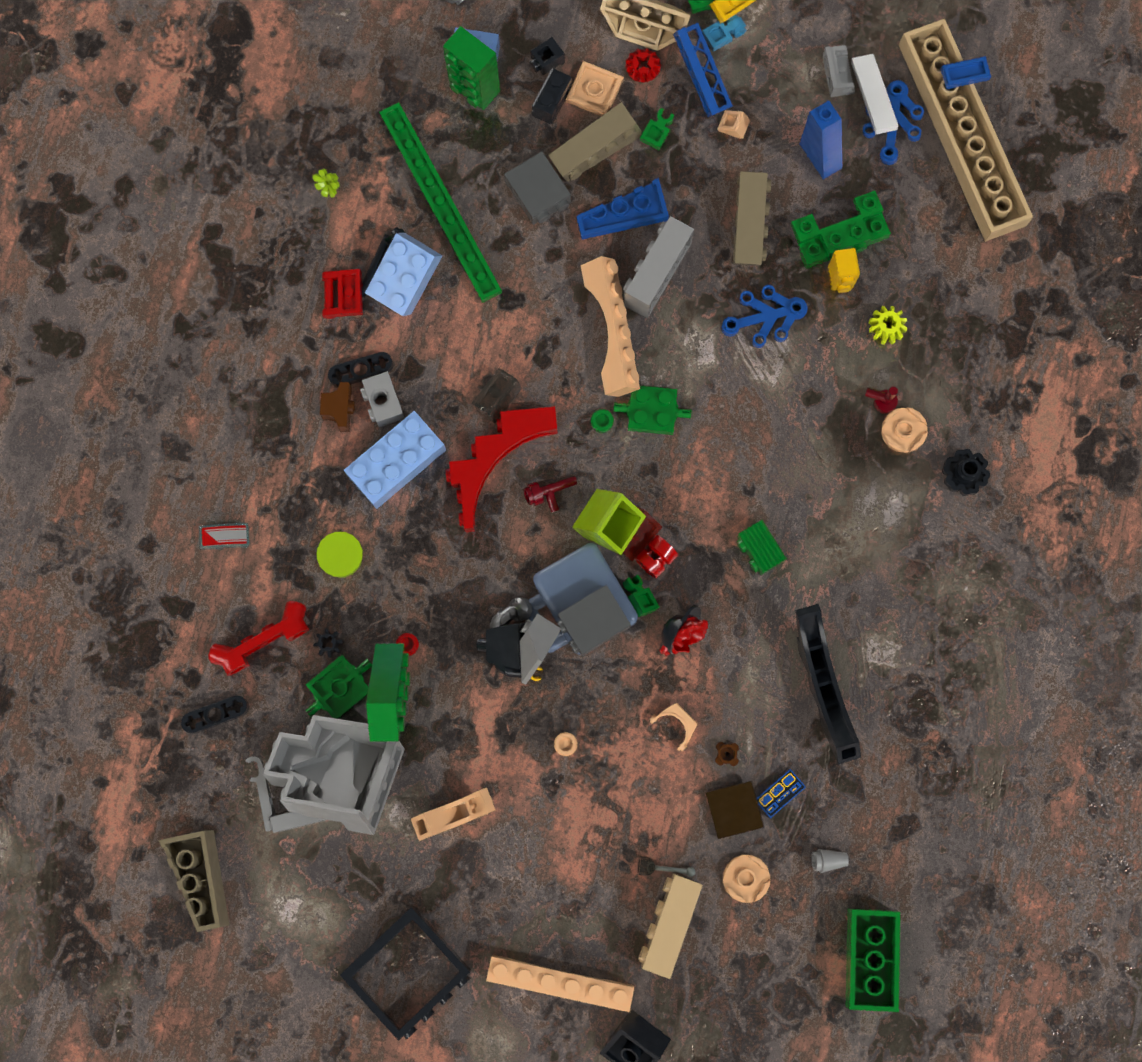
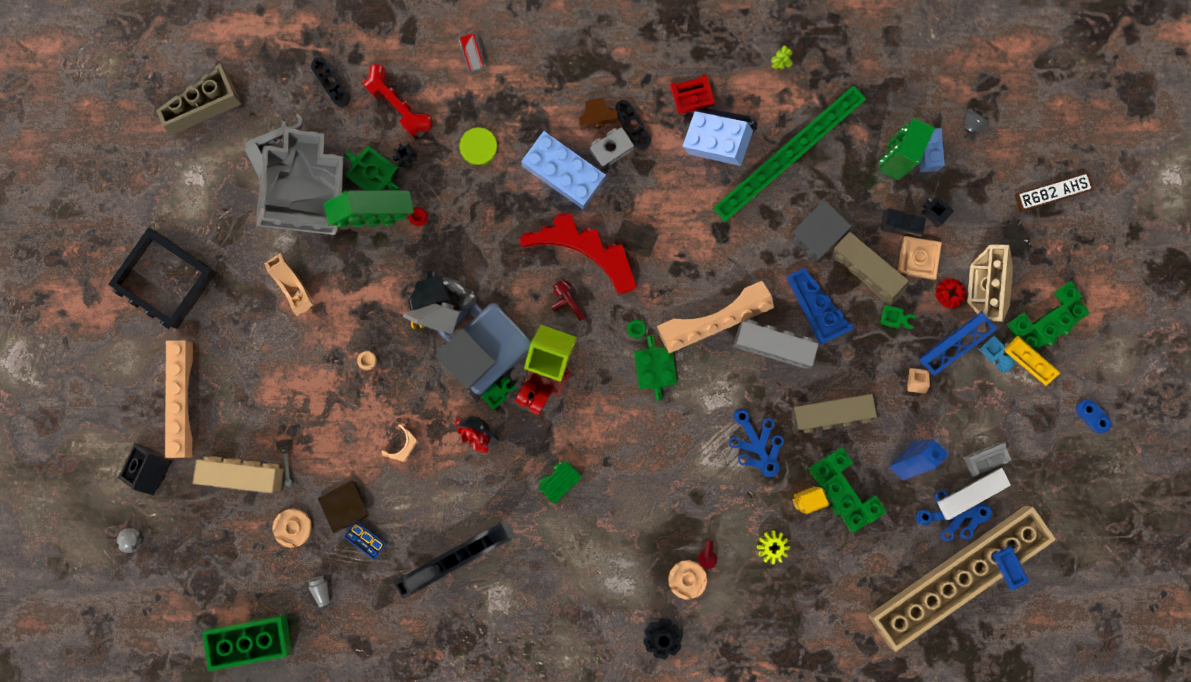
camera: 70 degrees right, 5 degrees up
(722, 749) = (382, 491): reddish brown plate -> none

